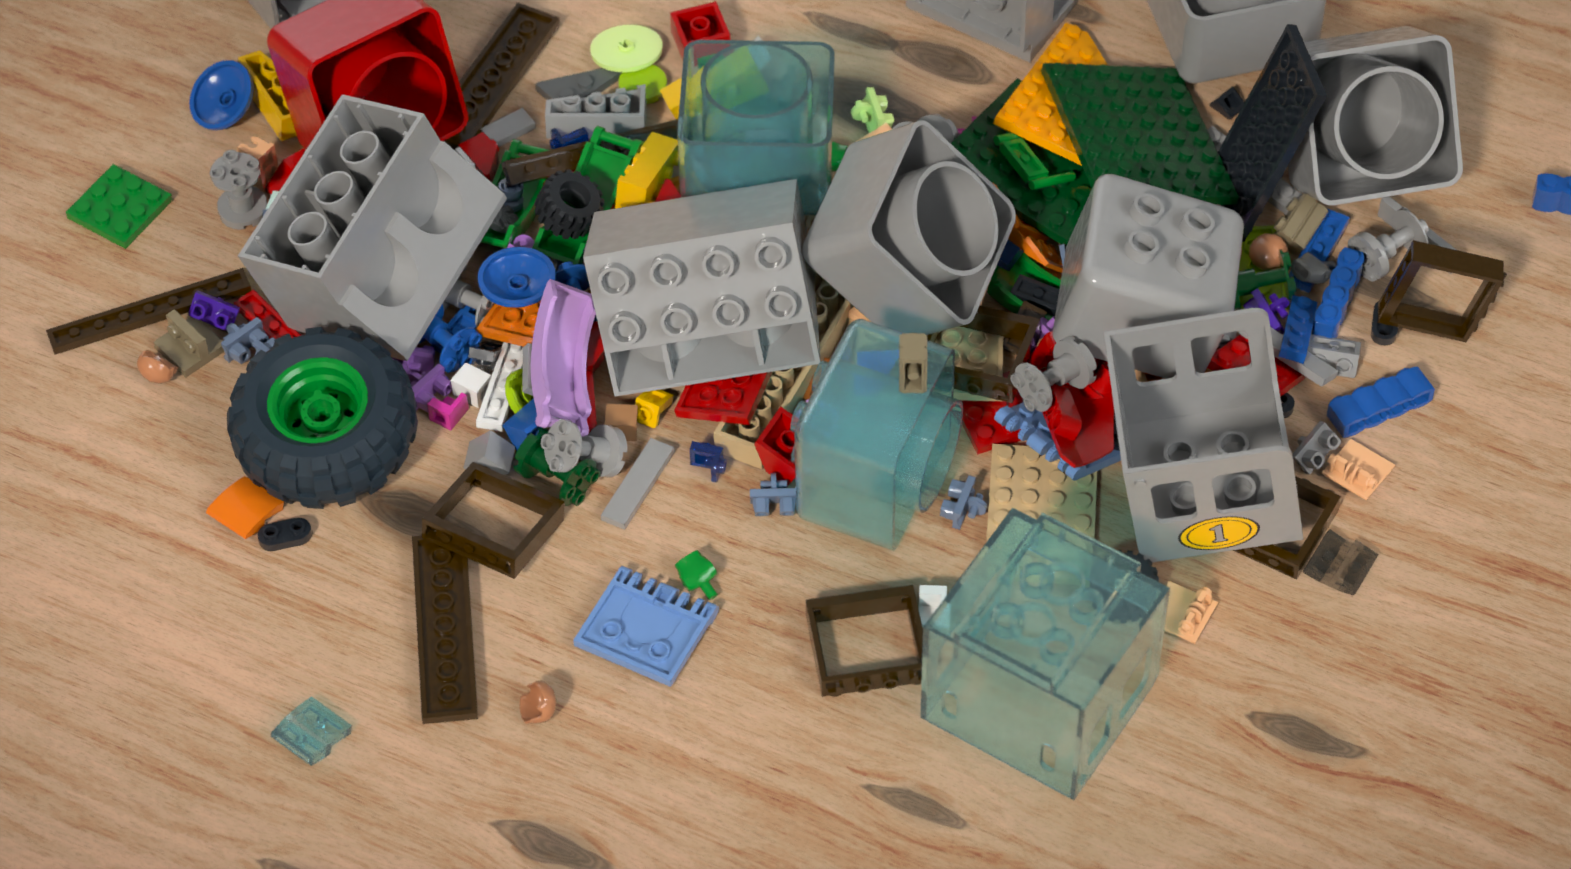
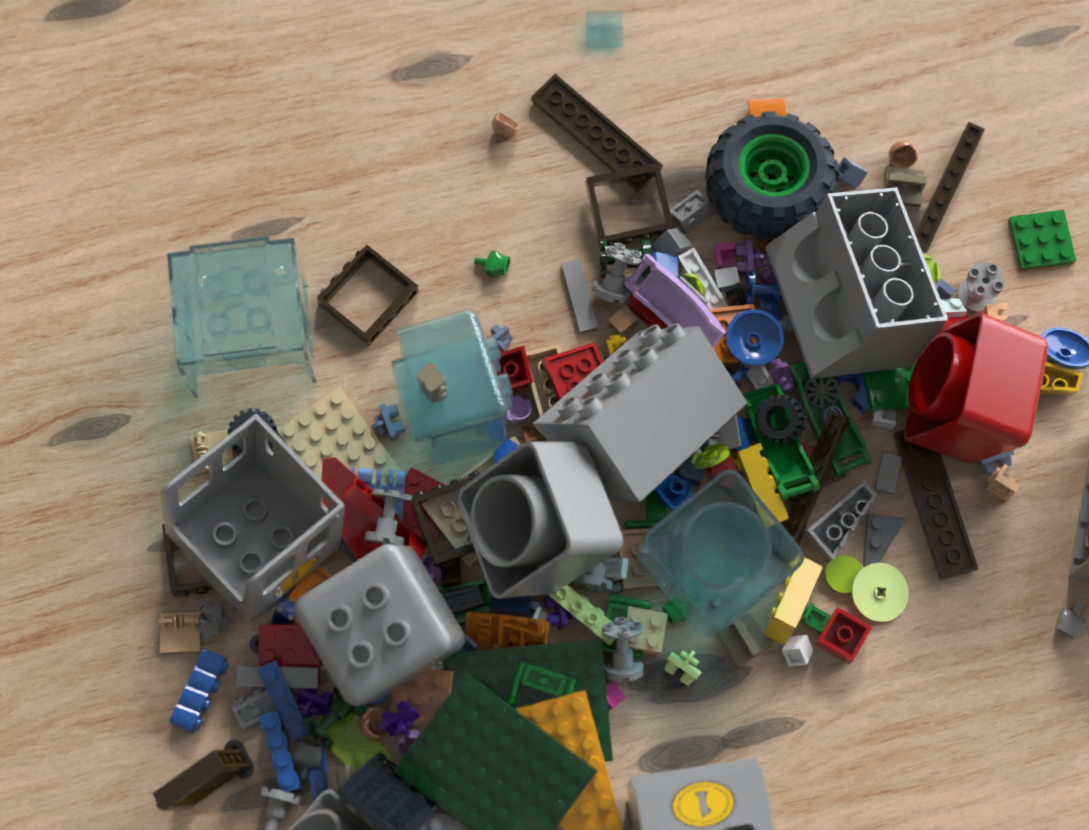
camera: 135 degrees right, 20 degrees up
(213, 310) = (915, 208): dark purple hips -> none
(220, 390) = (851, 172): none -> sand blue panel
(284, 535) = (731, 117): black plate -> none
(430, 475) = (692, 211): none -> light grey bracket
(483, 153) = (876, 433): red slope -> none
(577, 136) = (835, 489): clear blue bracket -> none
(645, 629) = (493, 210): medium blue hinge -> none
(708, 457) = (559, 337): clear blue bracket -> none
(929, 599) = (351, 344): white panel -> none
(1265, 249) = (348, 752): nougat hair -> none
(1340, 563) = (144, 556): clear smoke slope -> none

